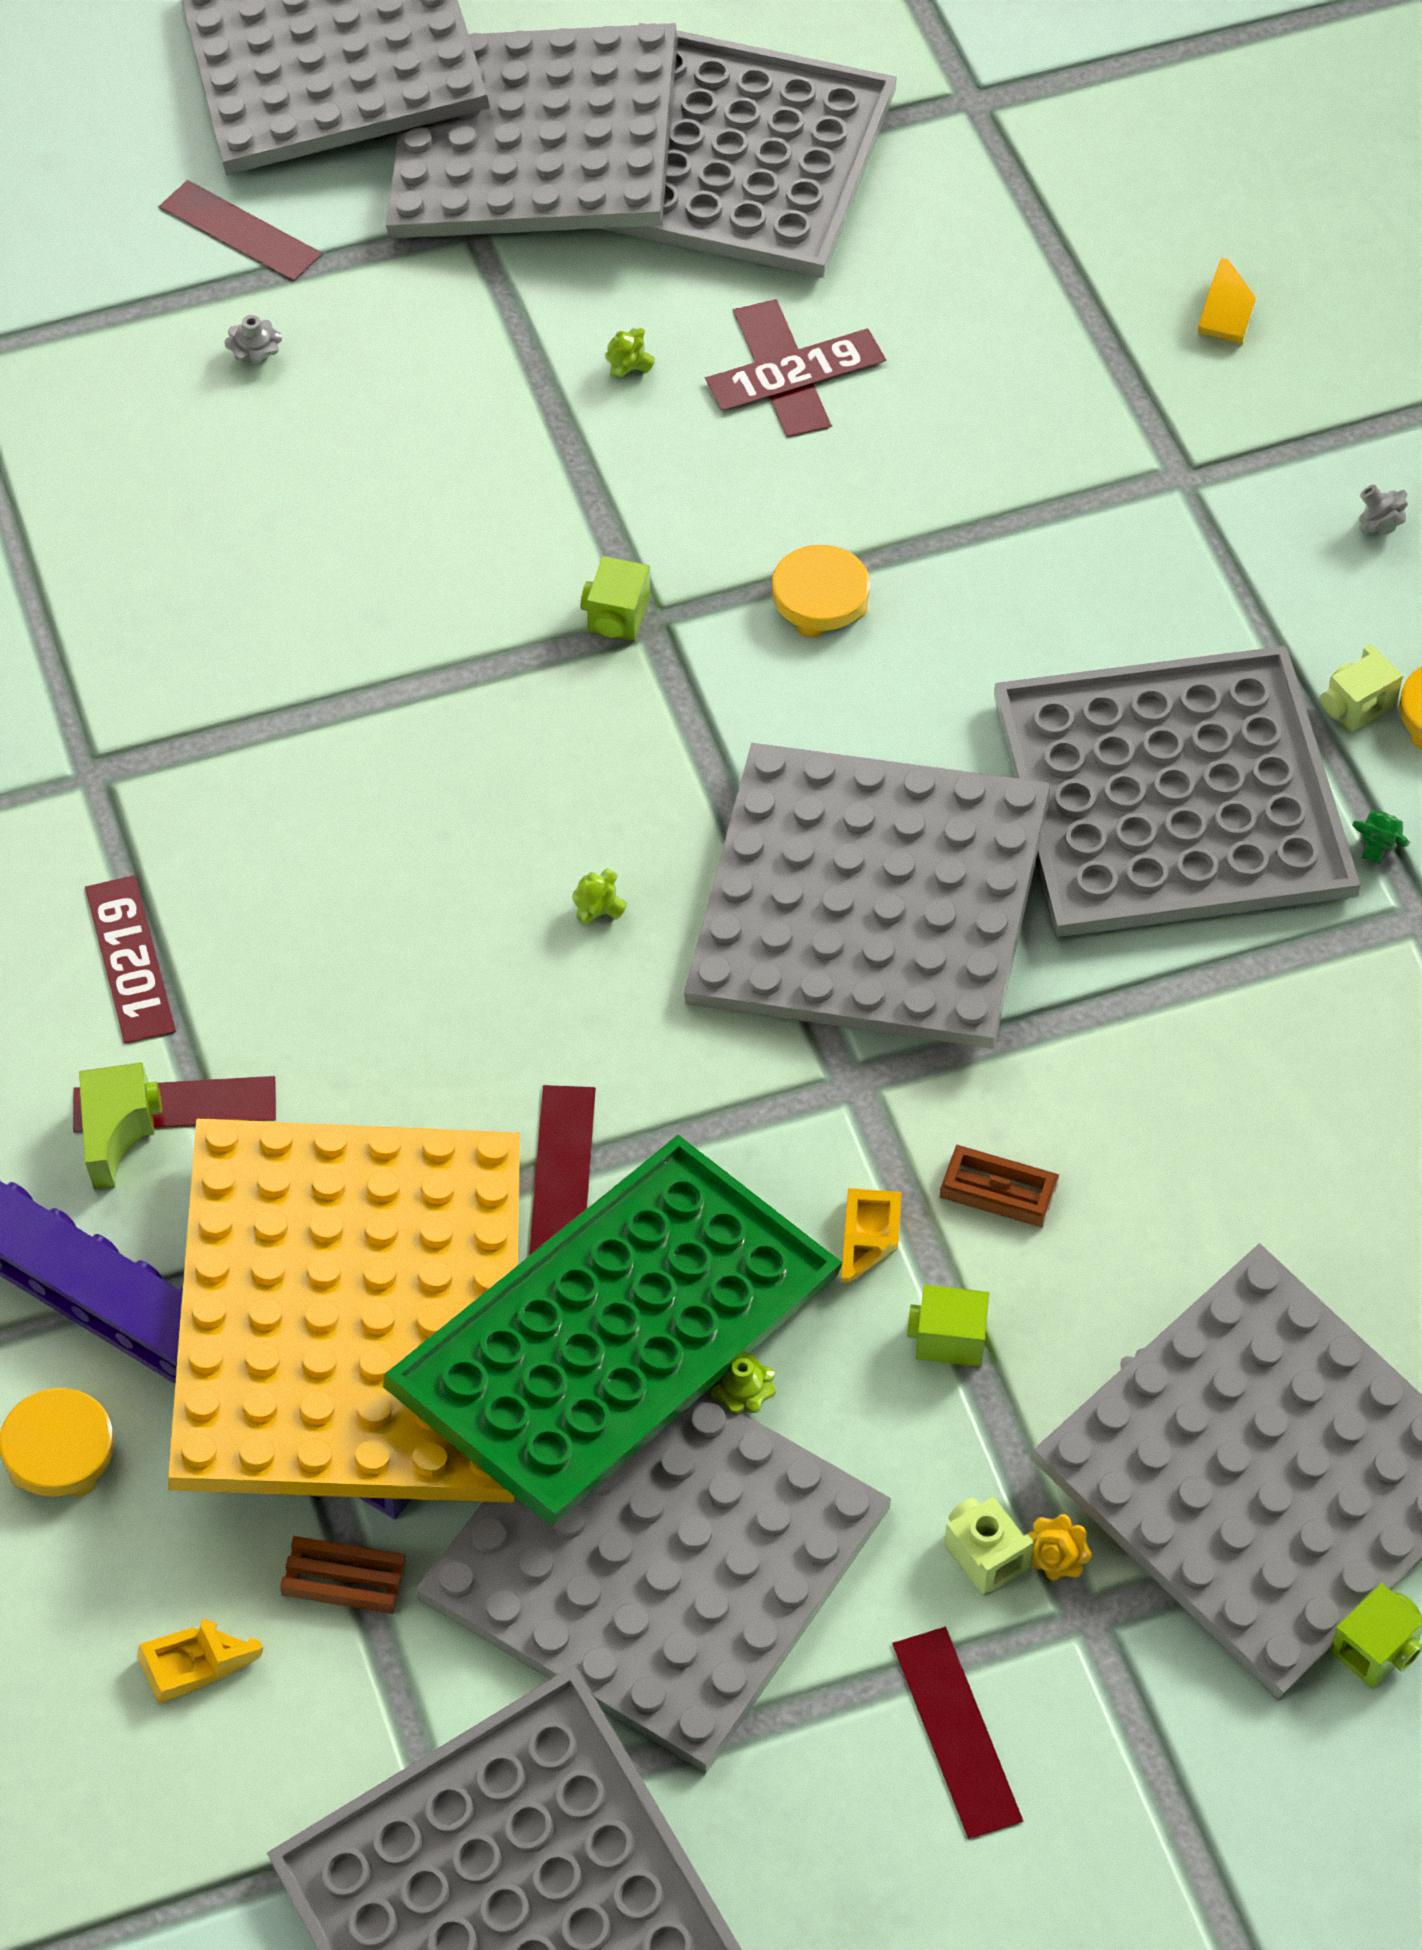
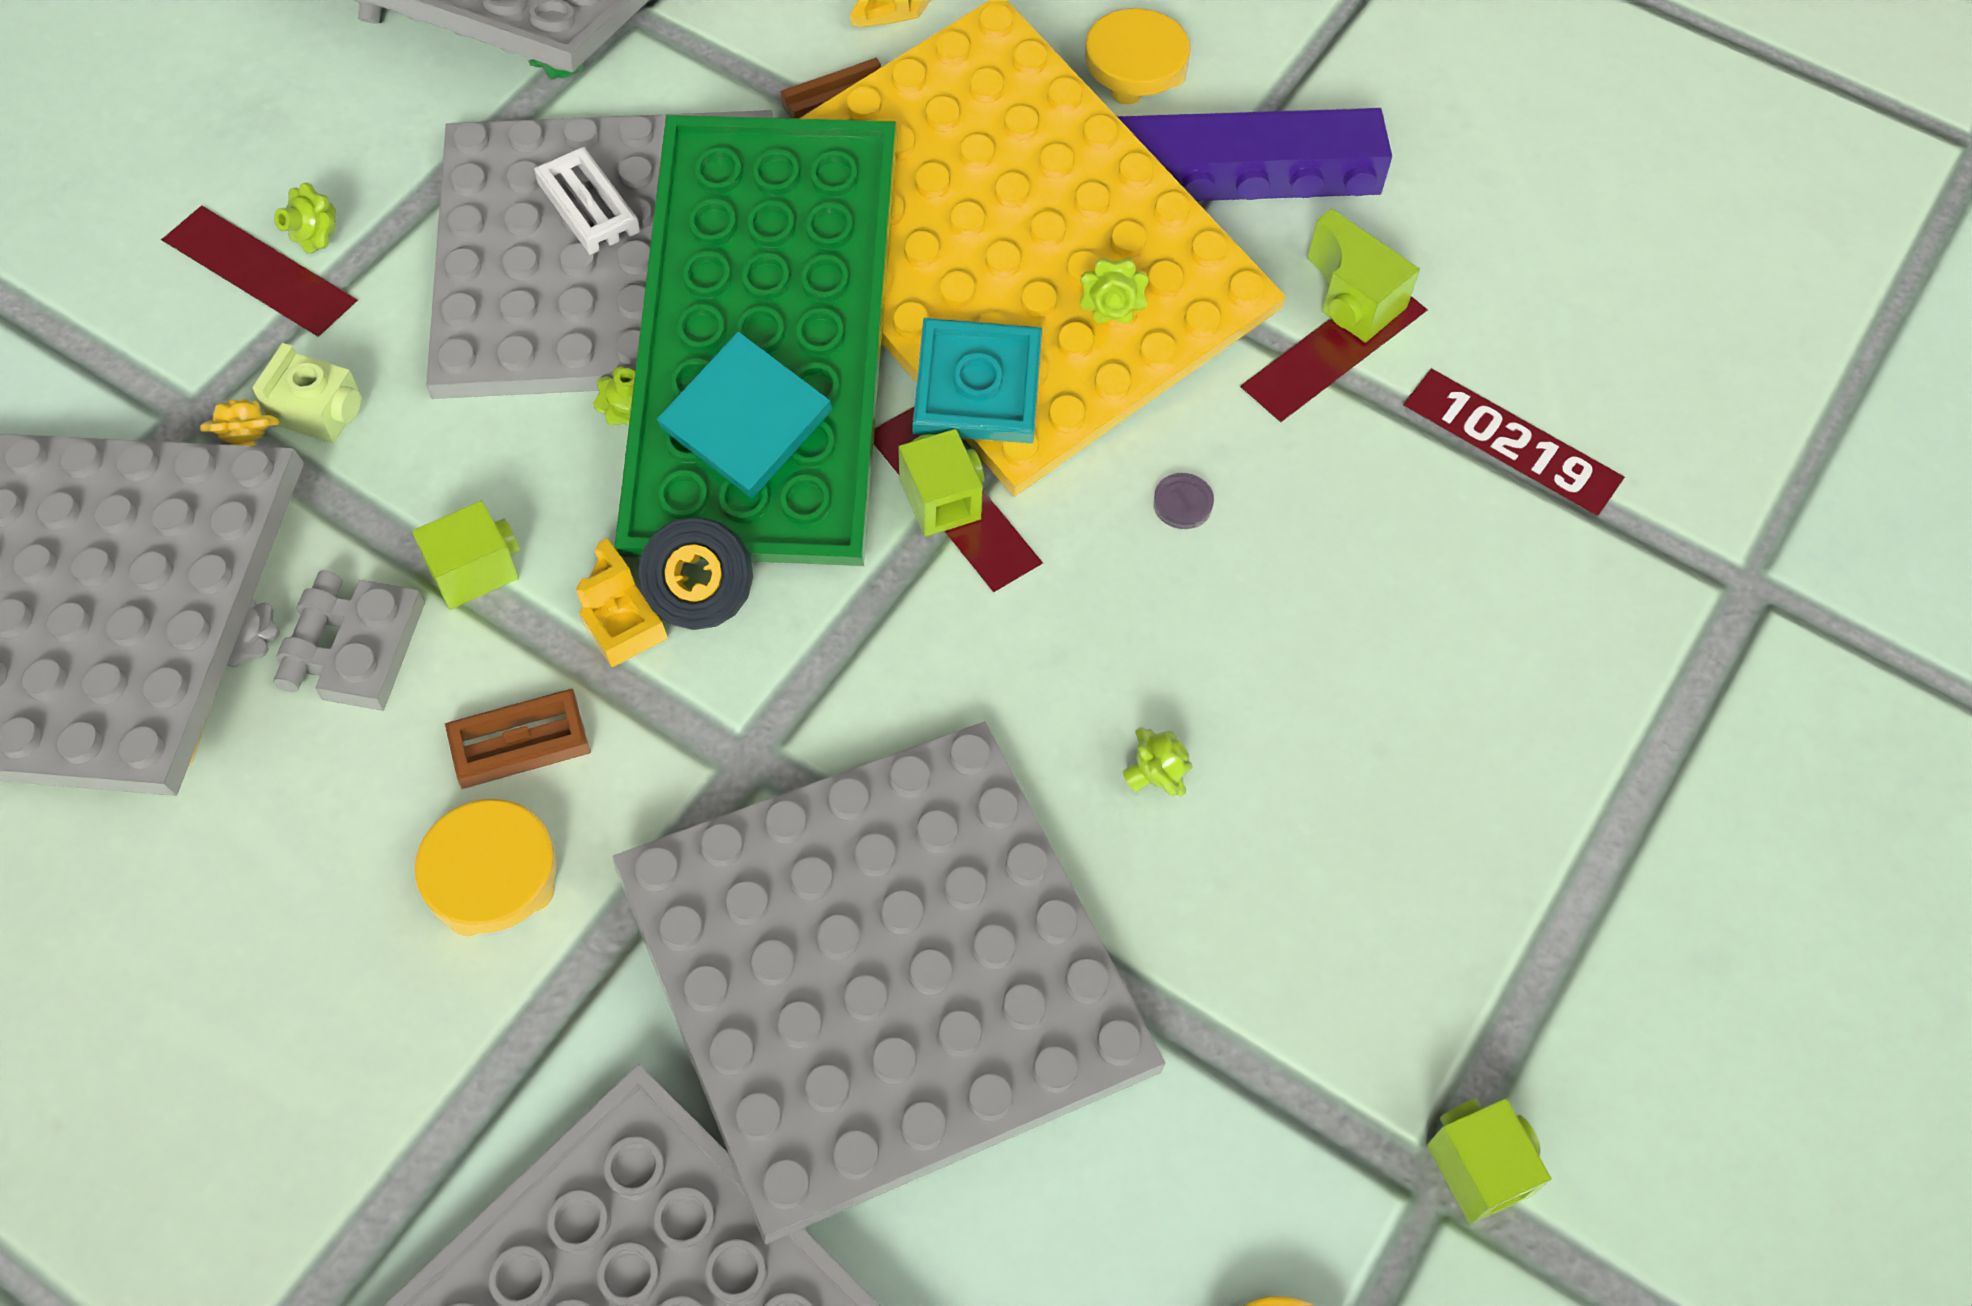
camera: 140 degrees right, 5 degrees up
(336, 1169) = (1113, 290): none -> lime plant
(405, 1062) = (1183, 501): none -> clear purple piece
(487, 1193) = (977, 380): none -> teal tile
(571, 1159) = (941, 481): none -> lime brick
(647, 1611) = (604, 228): none -> white tile
(683, 1259) = (745, 414): none -> teal tile
(800, 1199) = (686, 542): none -> black bush
(889, 1726) = (307, 218): none -> lime plant
(1064, 1314) = (367, 647): none -> light grey plate
(1075, 1105) = (486, 866): none -> yellow tile

